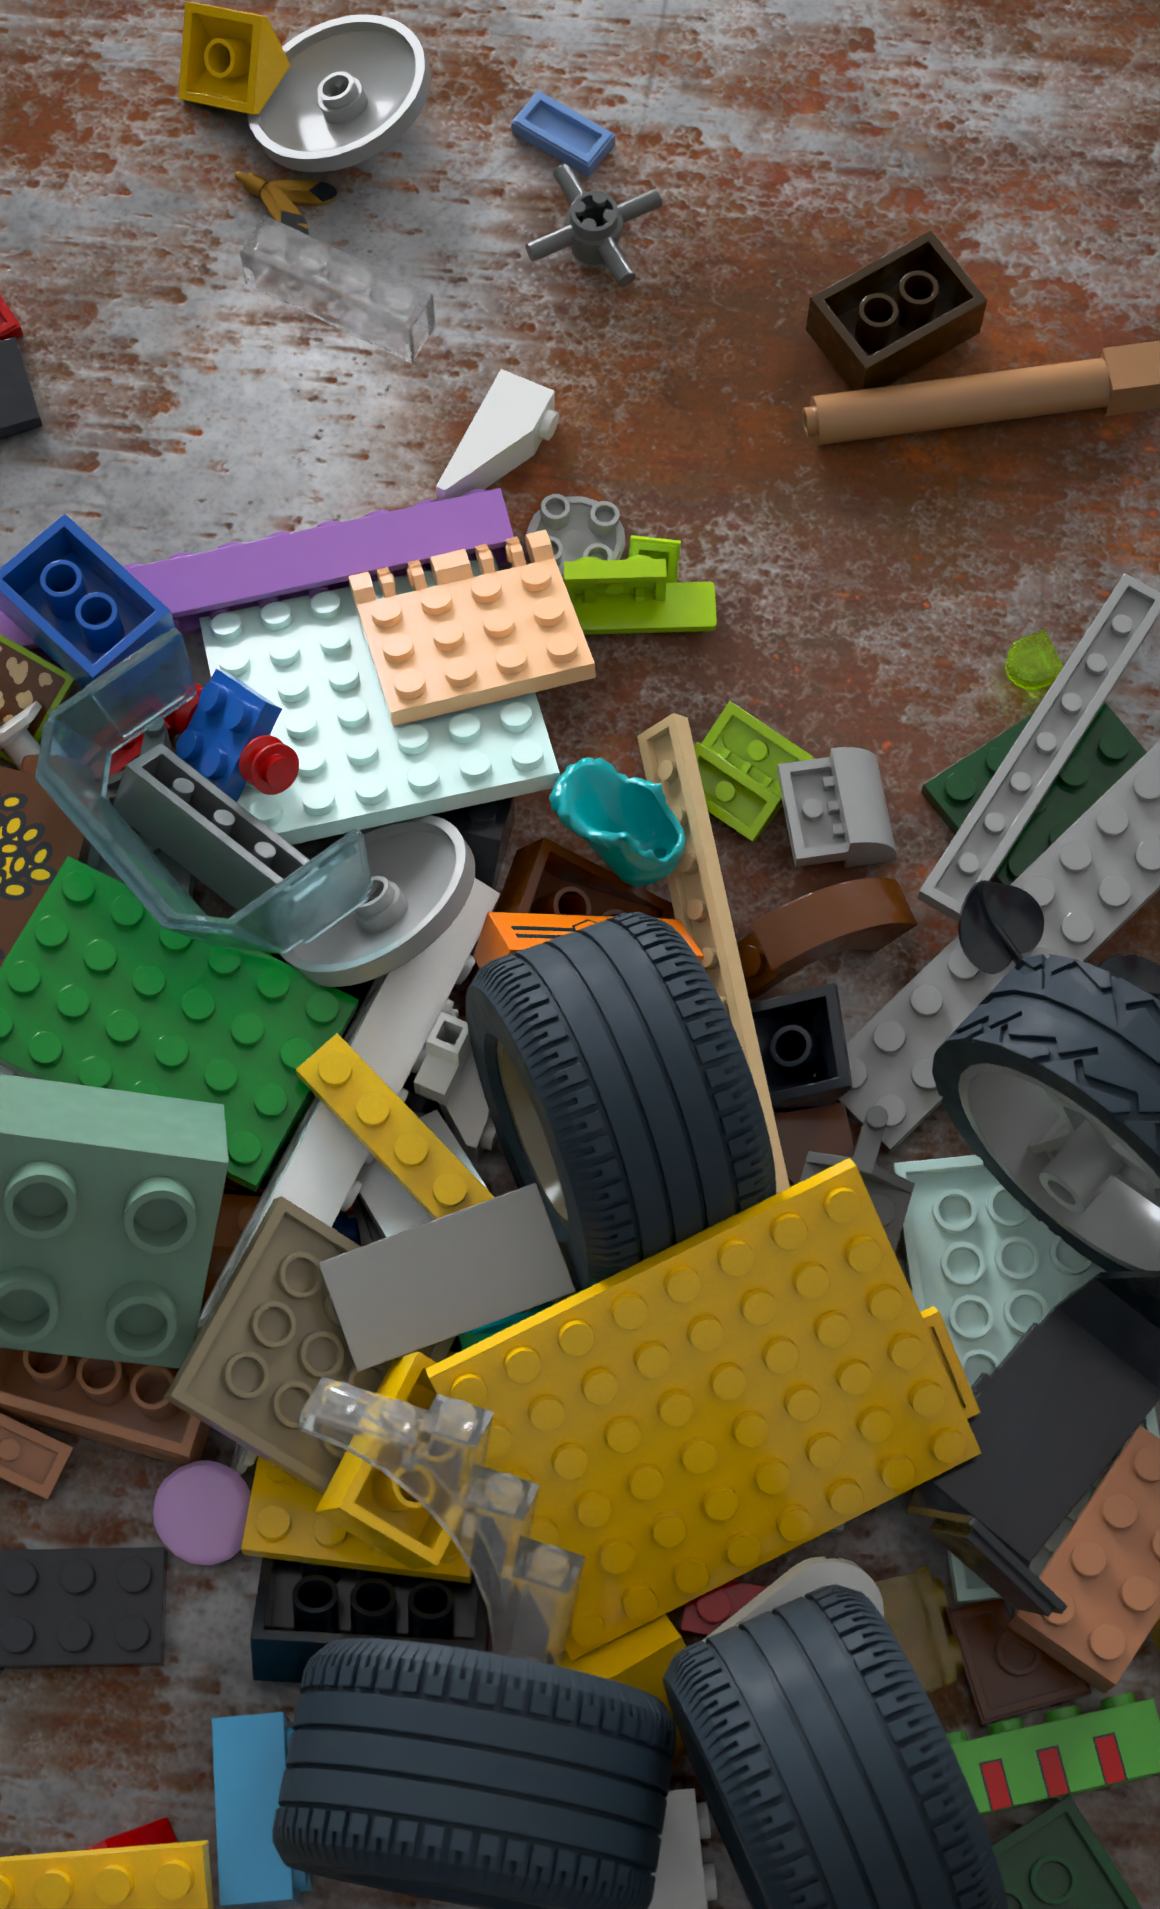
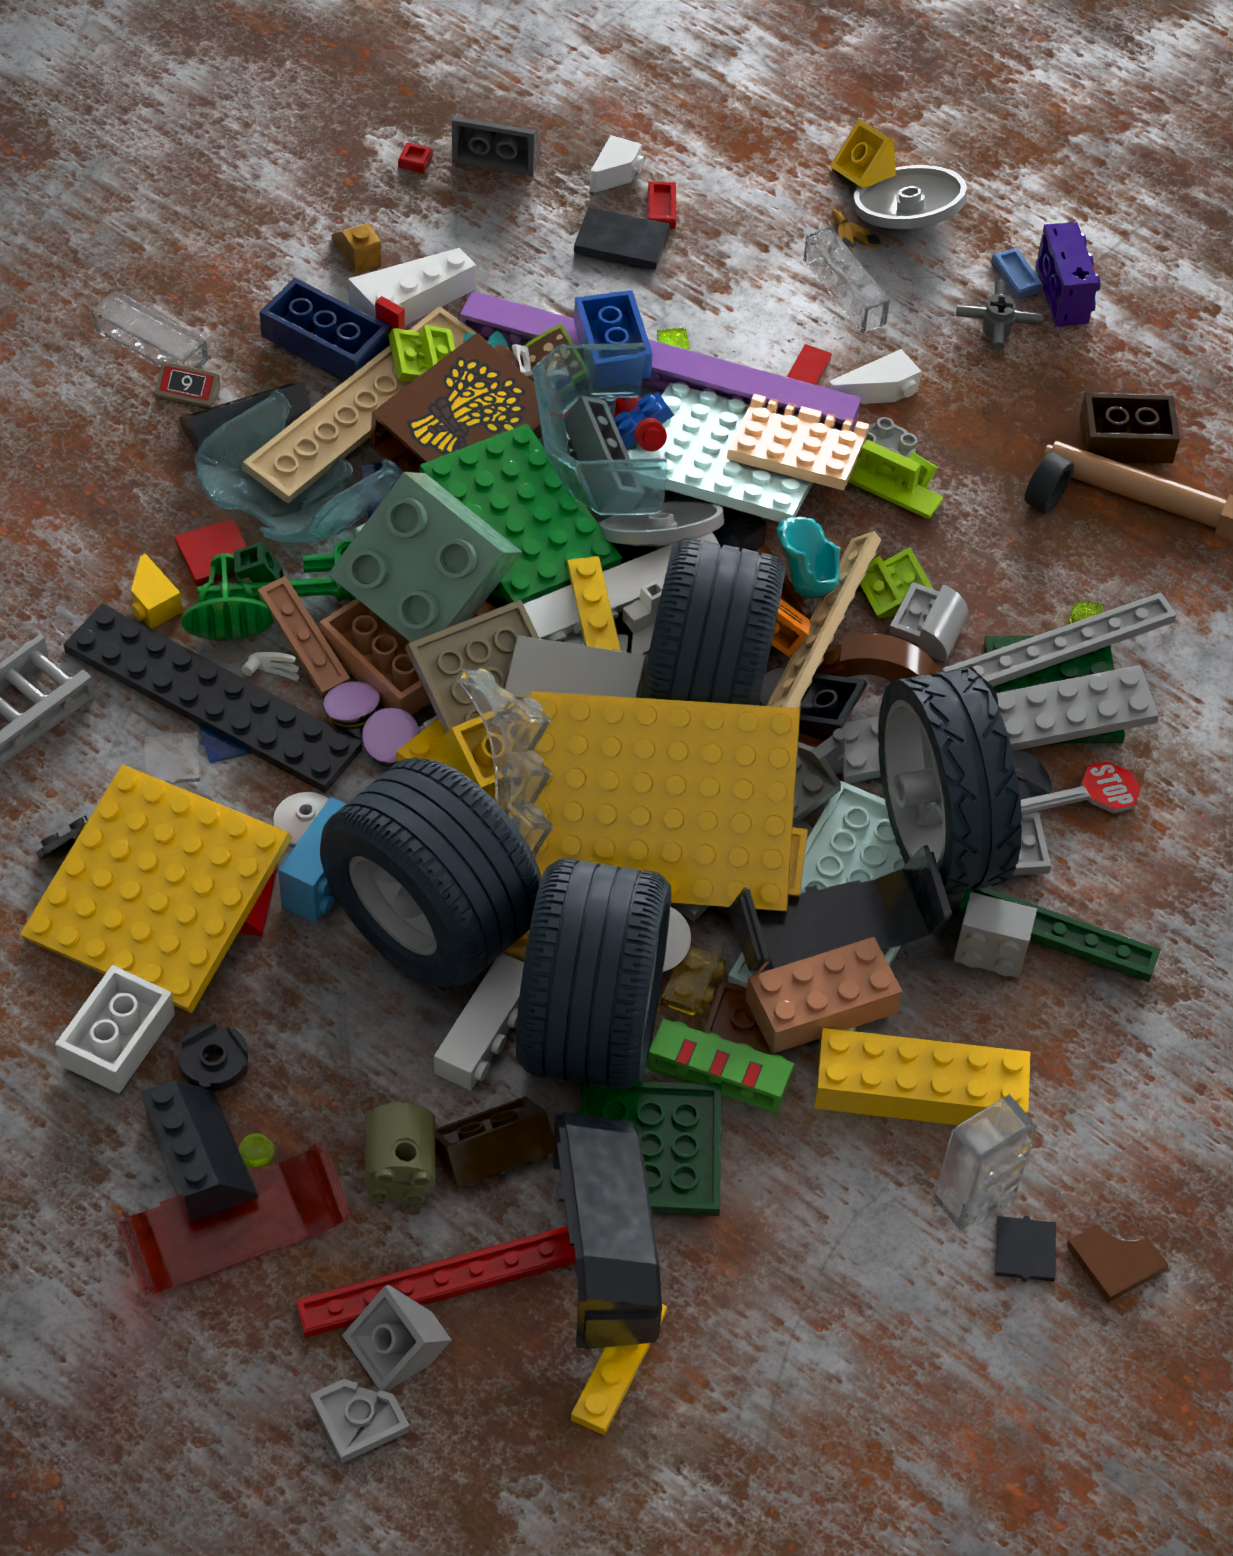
camera: 30 degrees right, 15 degrees down
(108, 1493) = (351, 706): none -> lavender piece
(154, 539) = (674, 337): none -> clear neon green tile
(173, 1763) = (290, 812): none -> white dish
(379, 470) = (810, 365): none -> red tile
(646, 101) = (1067, 274): none -> dark purple piece
(851, 475) = (1049, 482): none -> black tyre

